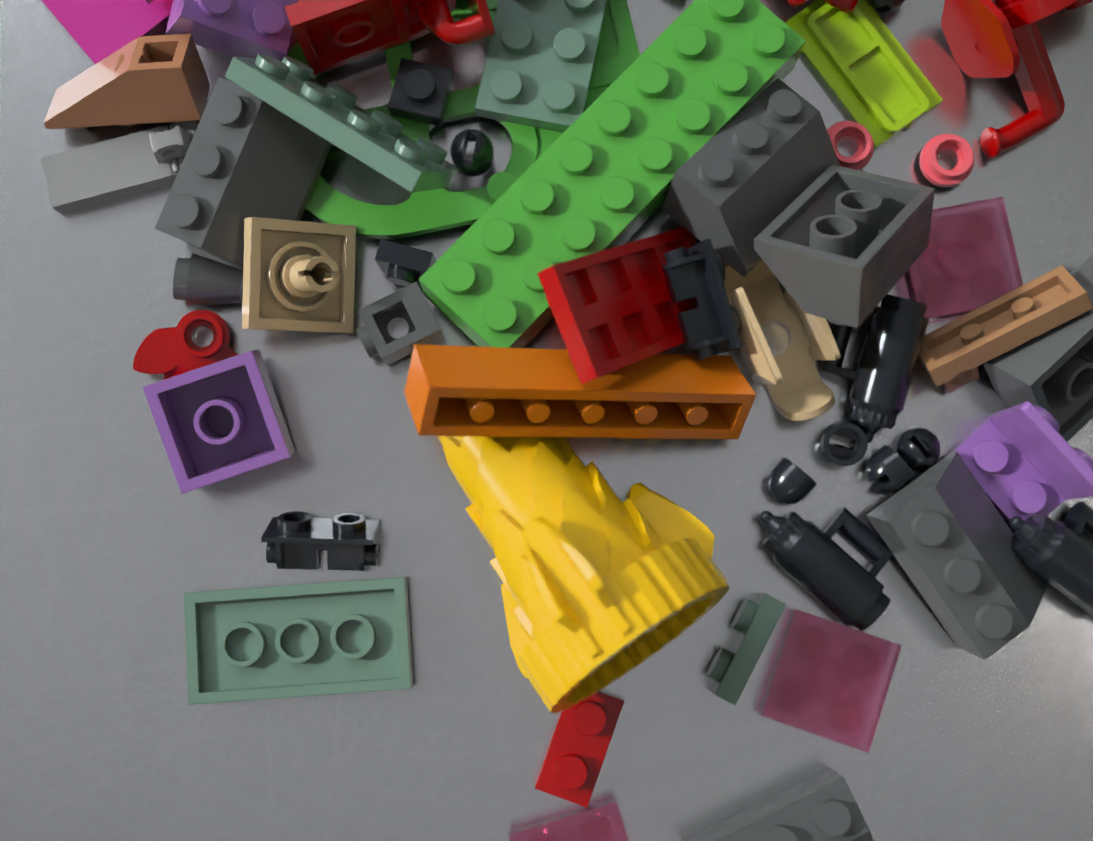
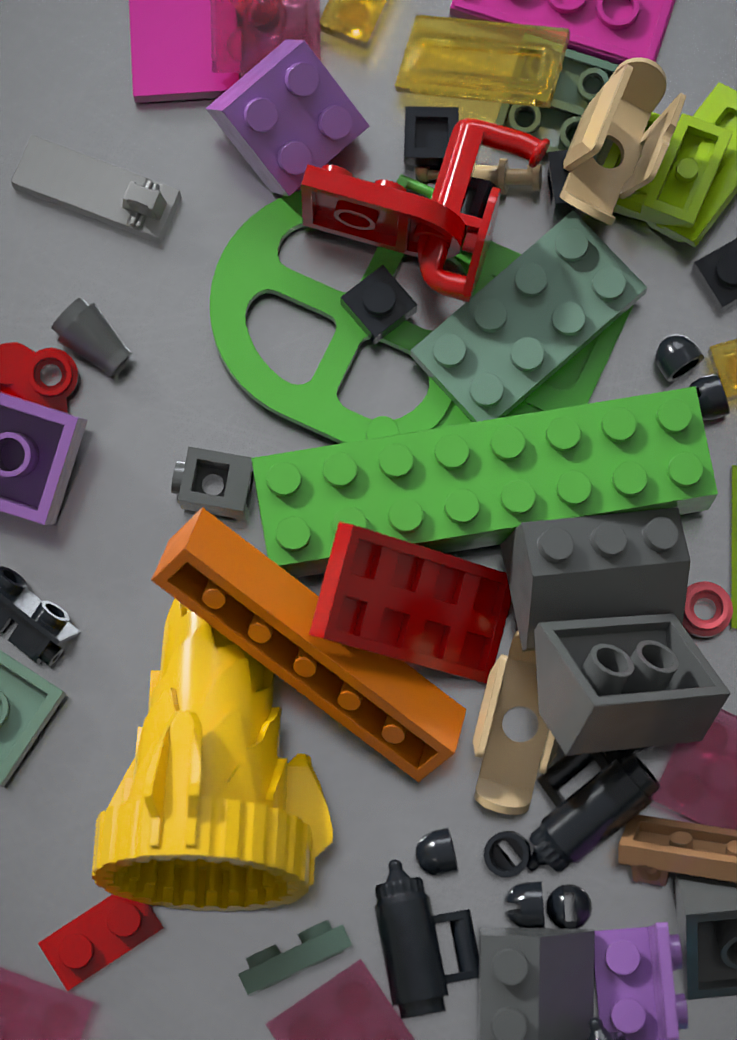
camera: 40 degrees right, 5 degrees down
(138, 84) = (148, 131): nougat slope -> none
(238, 167) = (180, 275): dark grey slope -> none
(298, 276) = (163, 384): tan plate -> none
(335, 117) = (290, 289): sand green plate -> none
(403, 263) = (256, 434): black plate -> none
(482, 156) = (388, 392): black hinge -> none
(701, 275) = (467, 665): black hinge -> none

